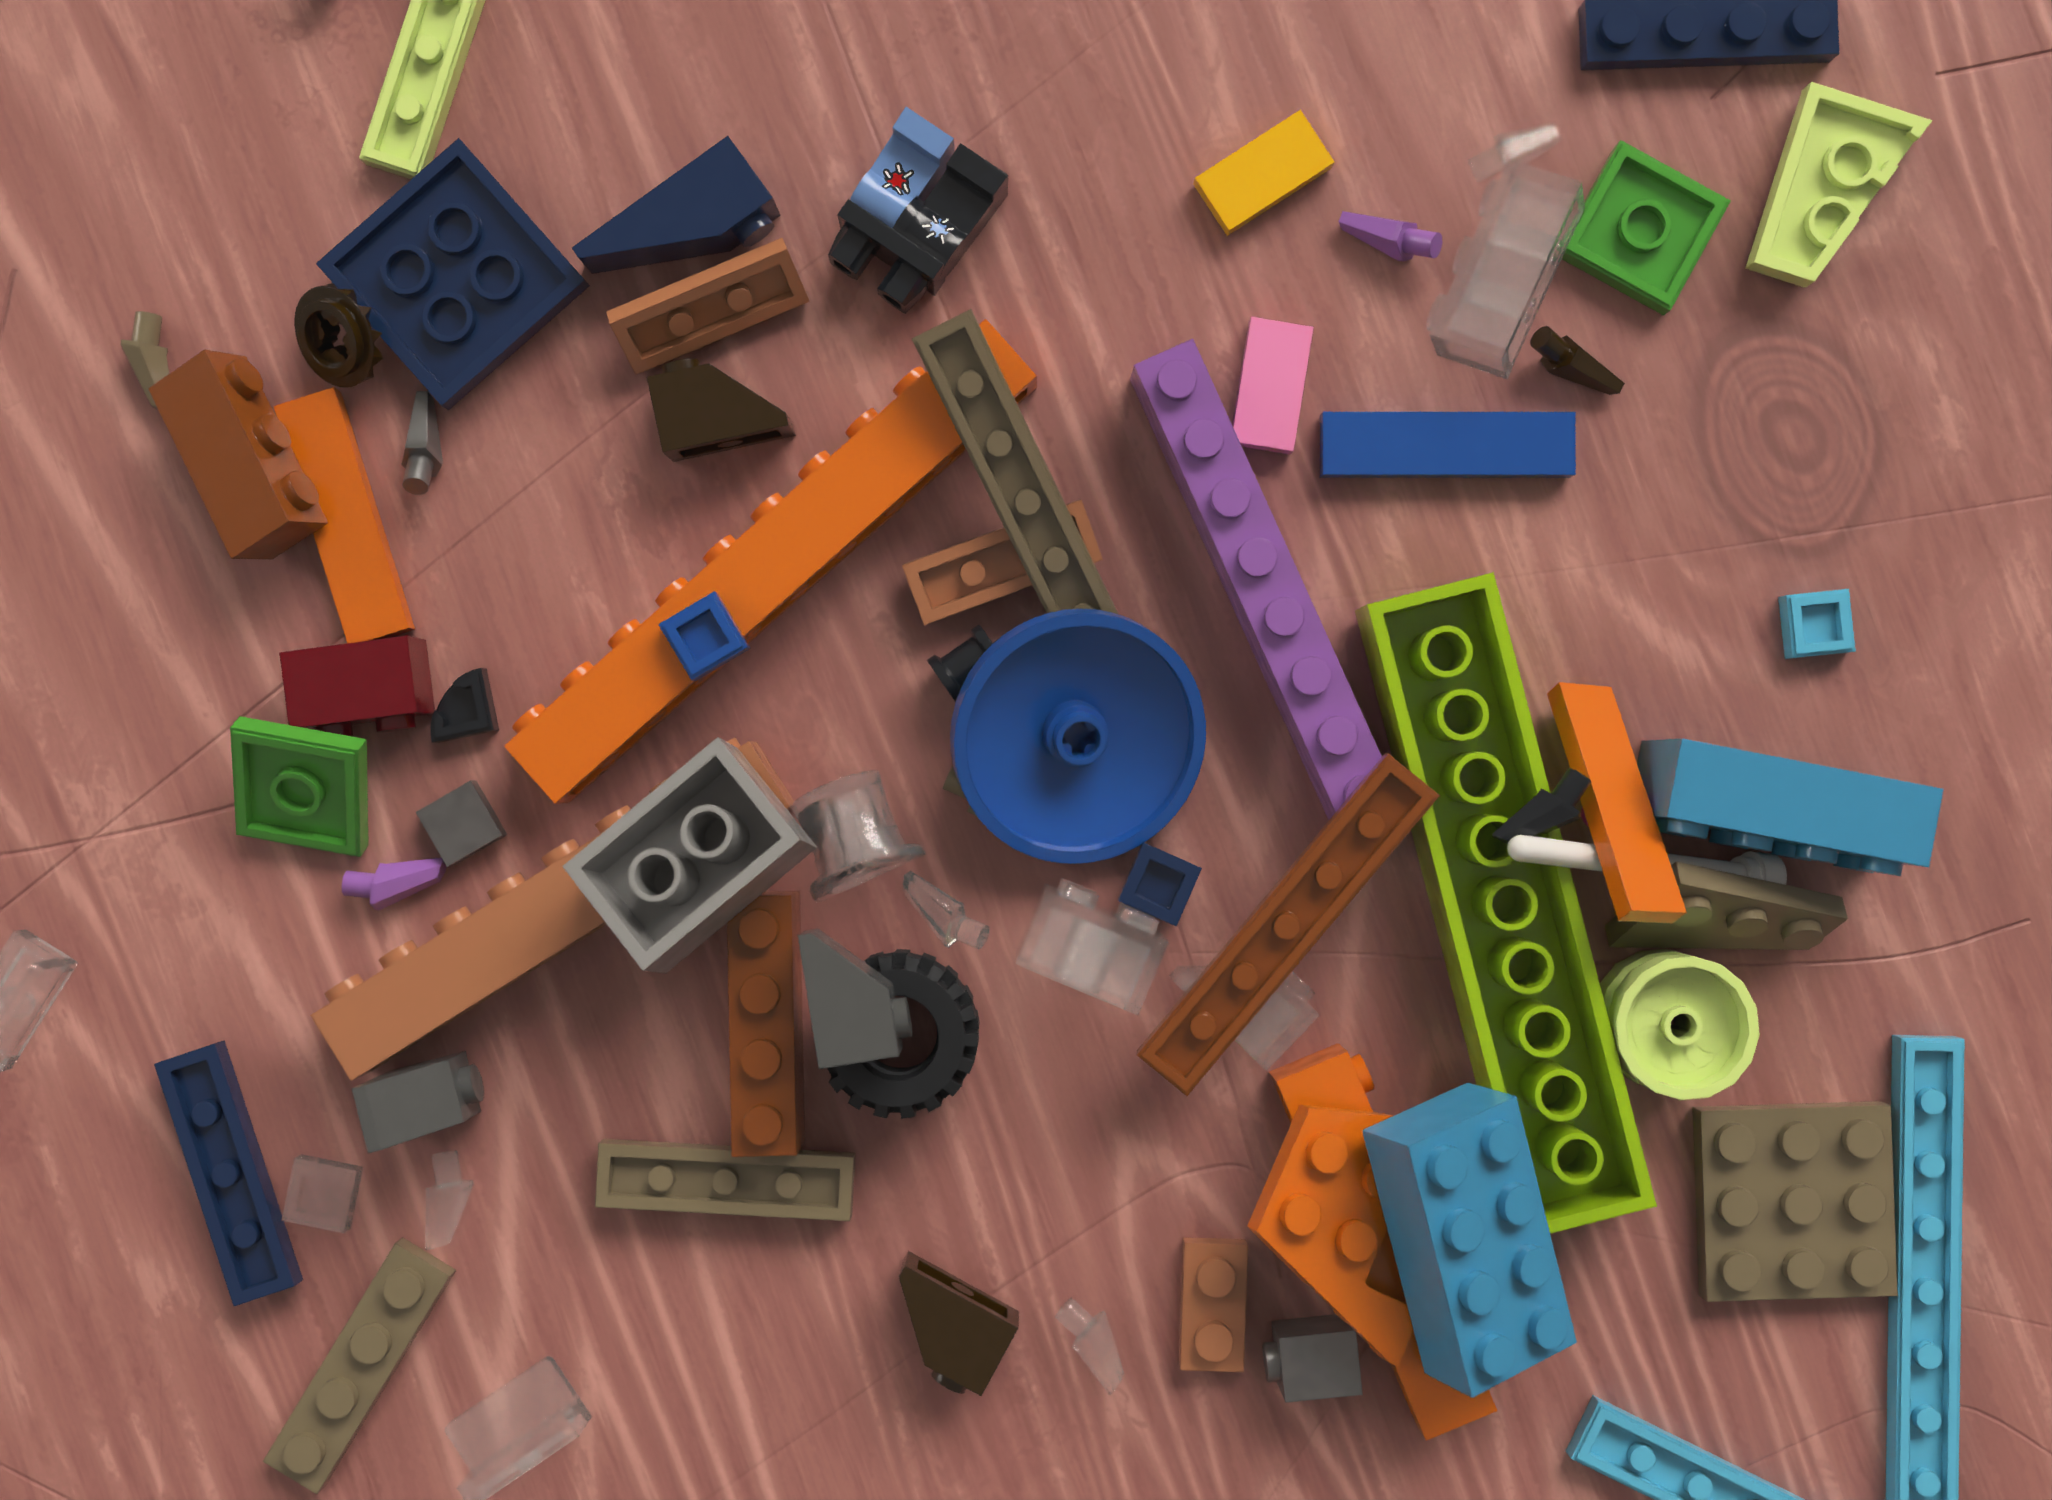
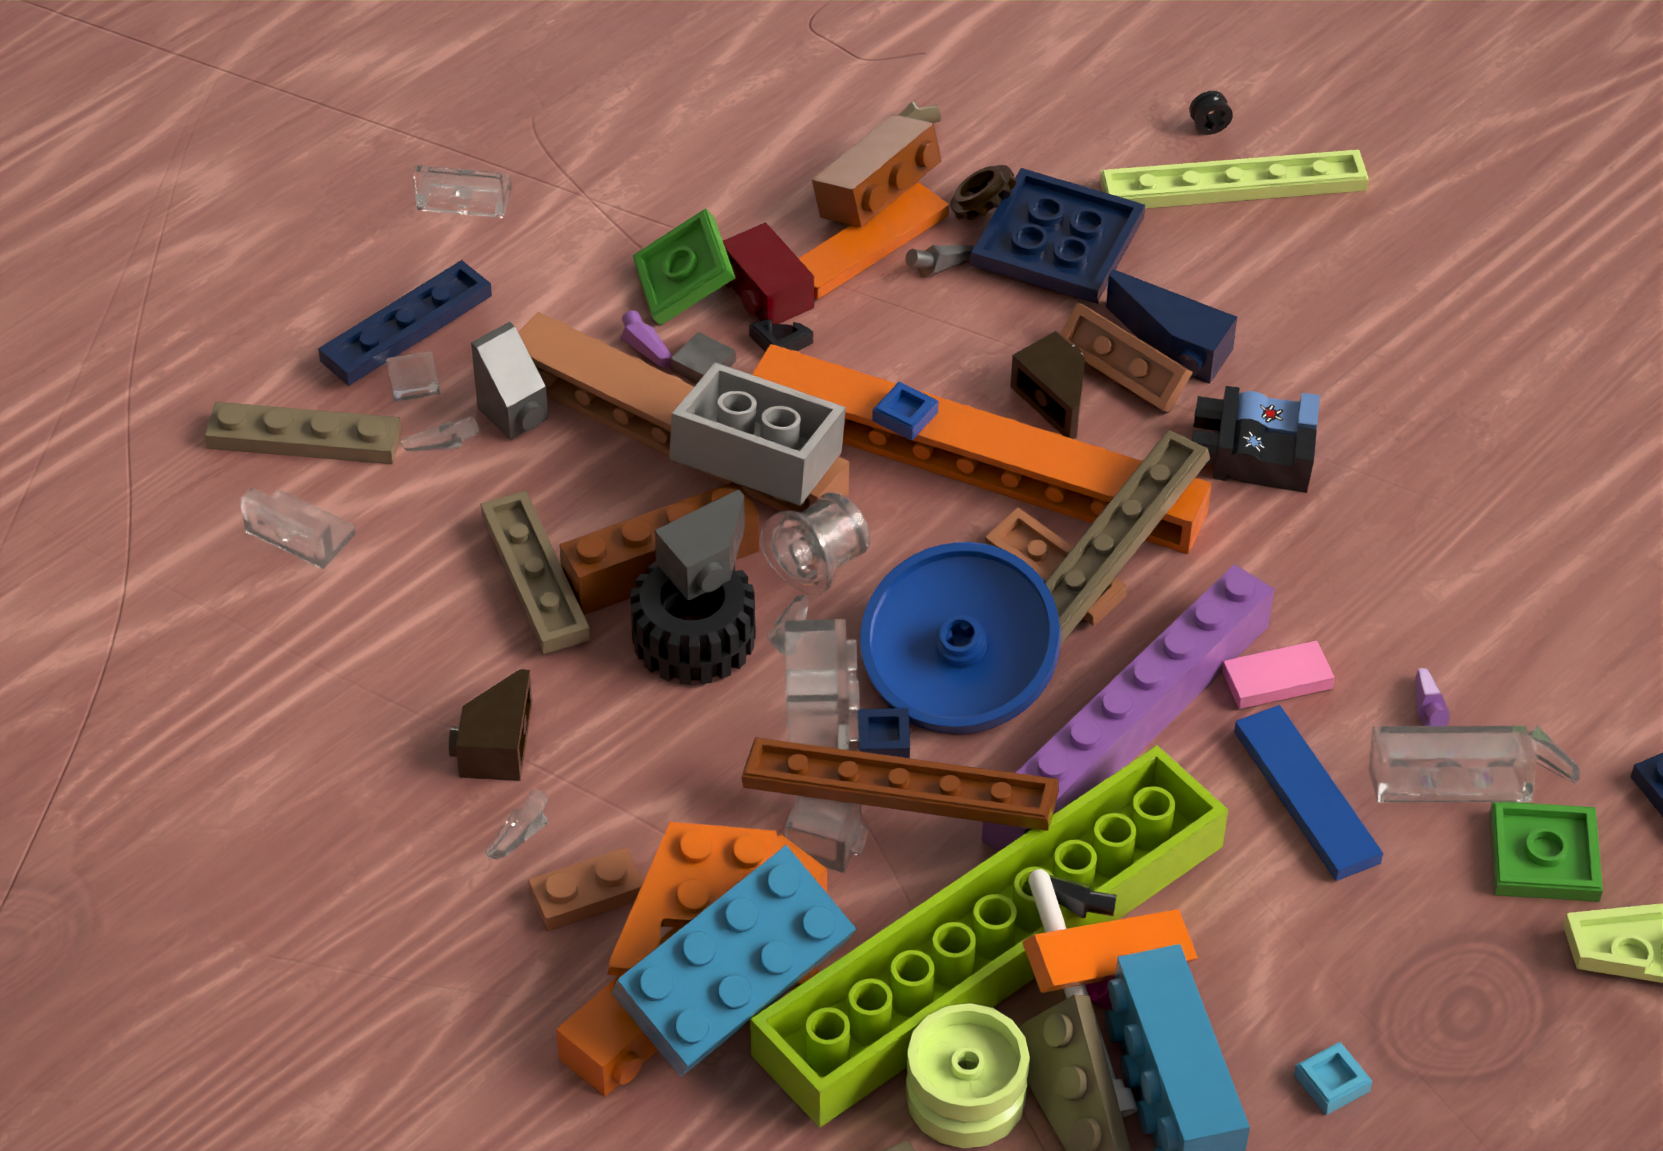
camera: 70 degrees right, 40 degrees down
(1263, 172) = (1421, 616): yellow tile -> none
(1313, 1358) = (578, 954): flat silver brick -> none
(1570, 361) = (1419, 841): dark brown bar -> none

